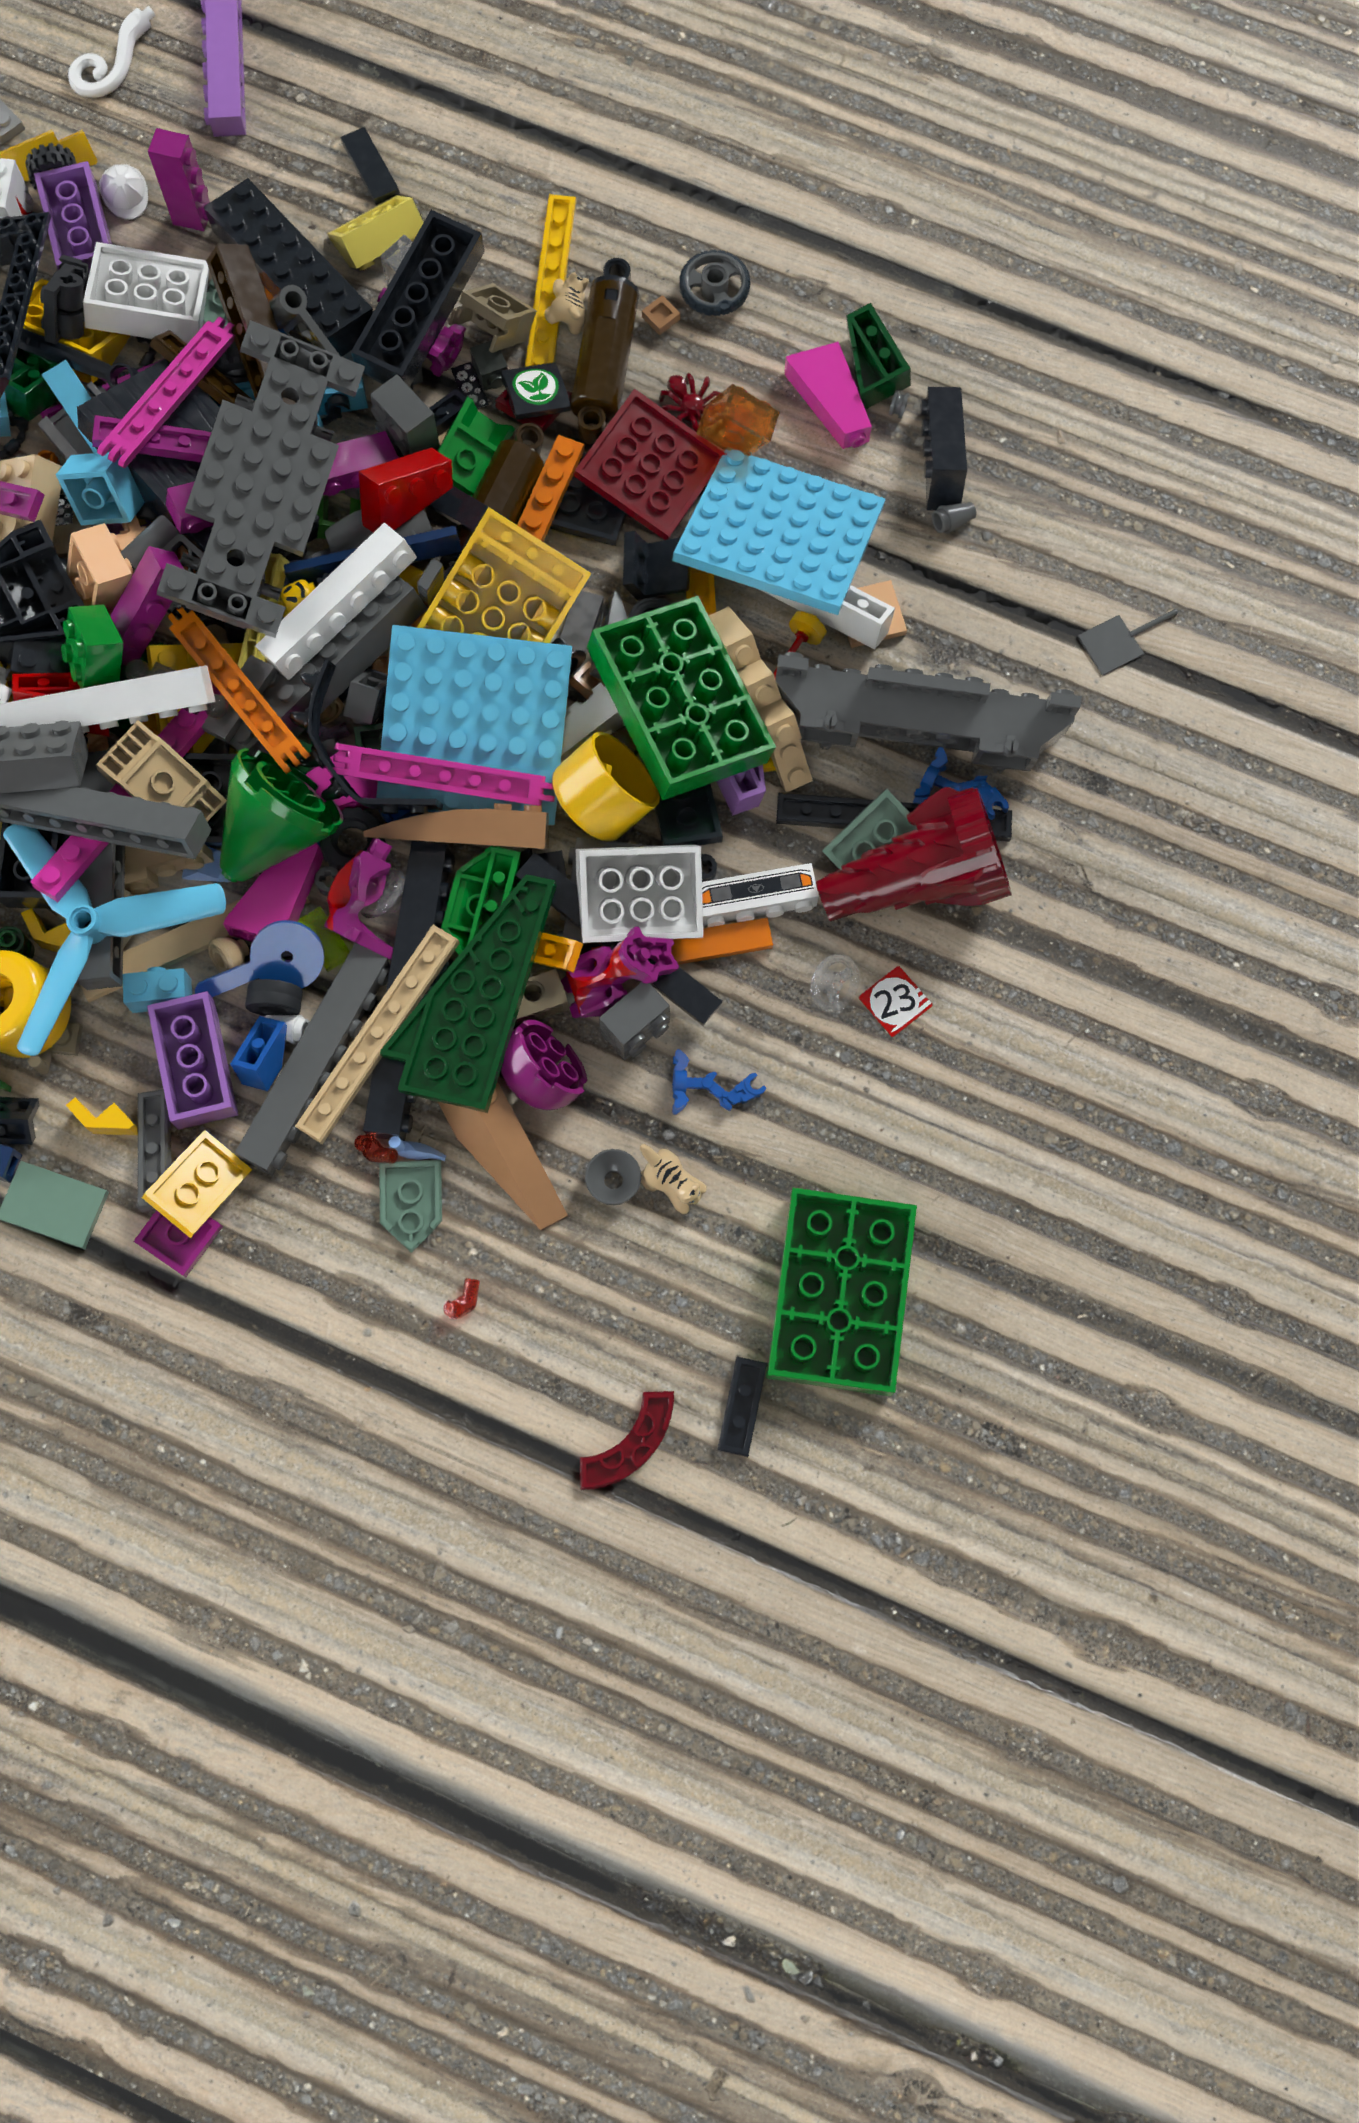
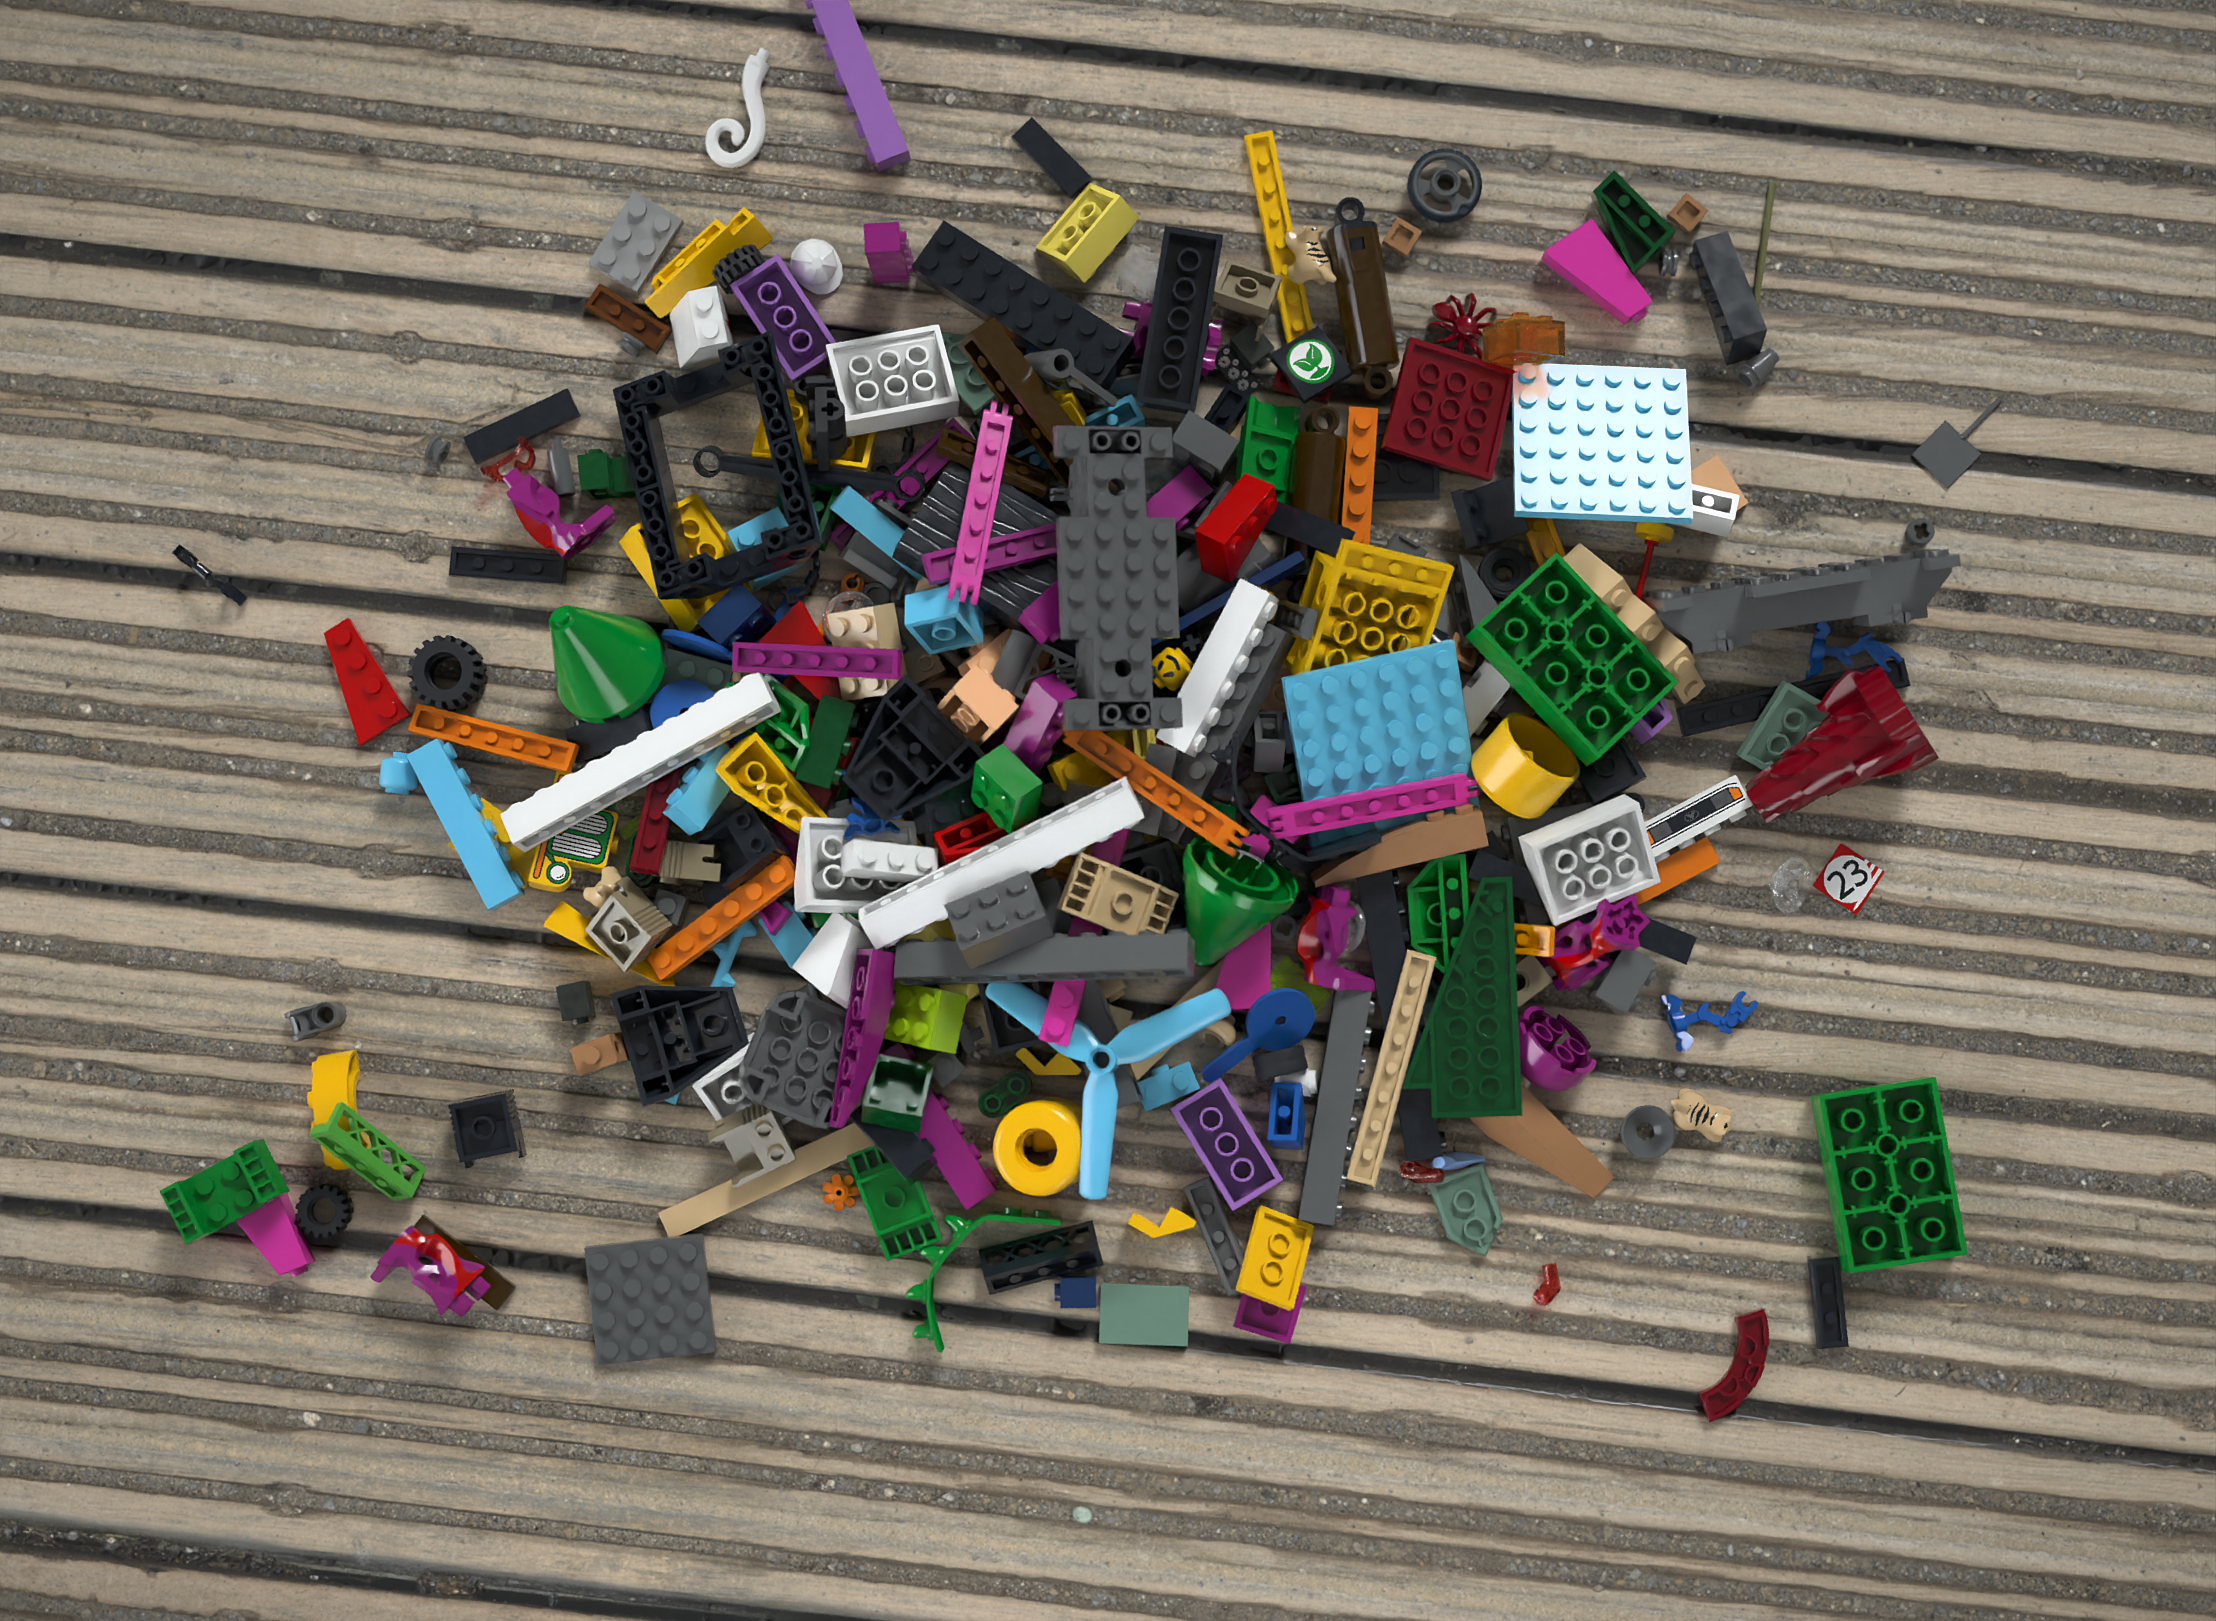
camera: 10 degrees left, 10 degrees up
(930, 368) = (1687, 213): none -> medium nougat plate
(993, 419) = (1764, 241): none -> olive axle

